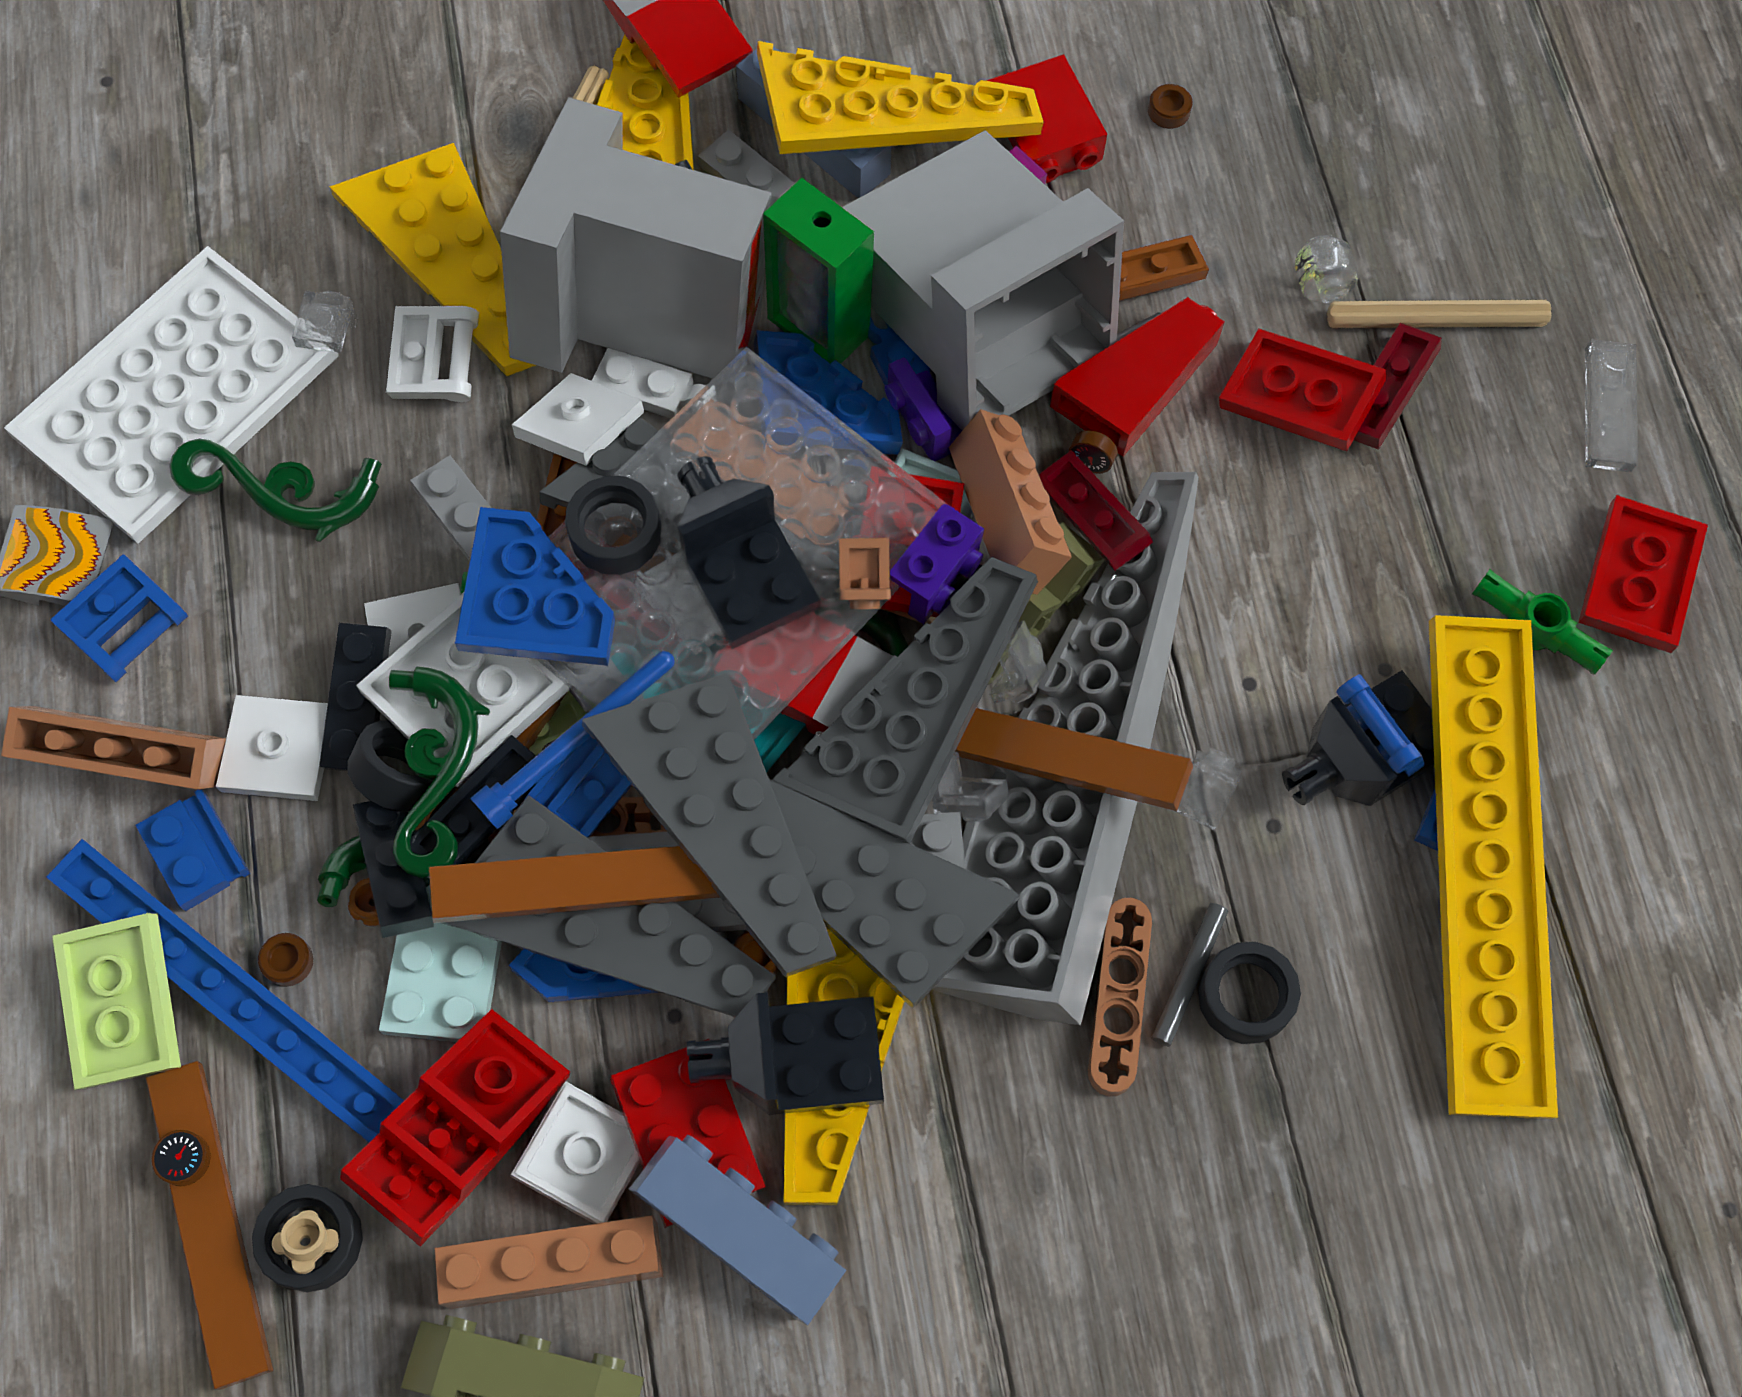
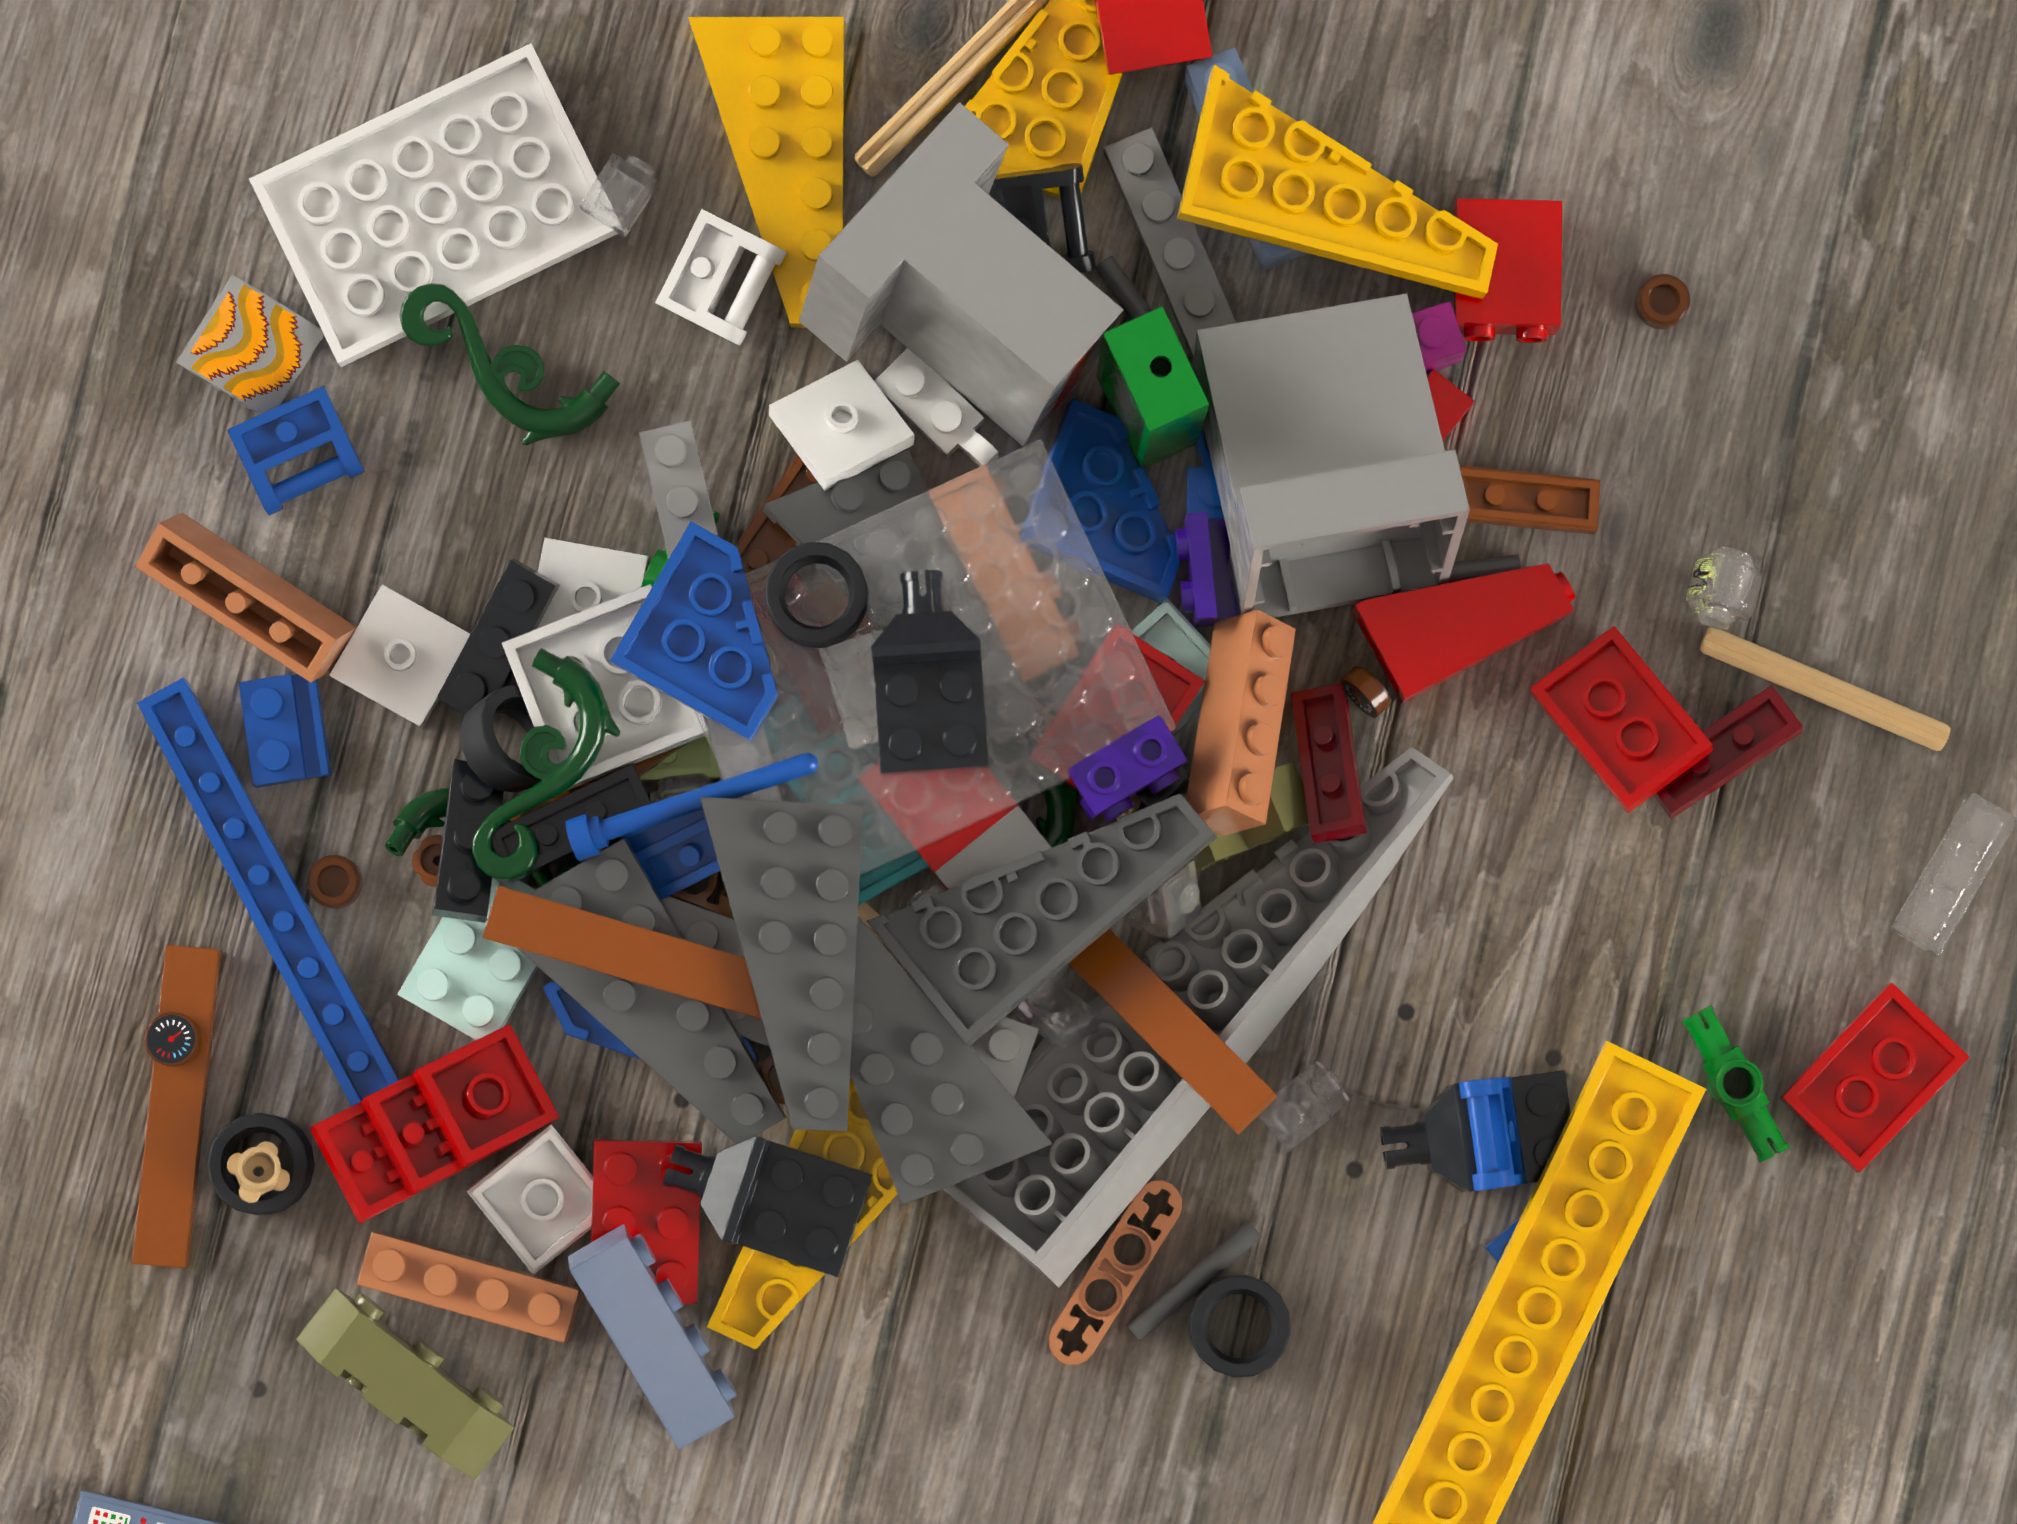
camera: 30 degrees right, 15 degrees up
(116, 1001) = (163, 861): yellowish green plate -> none
(864, 571) = (1043, 757): nougat bracket -> none

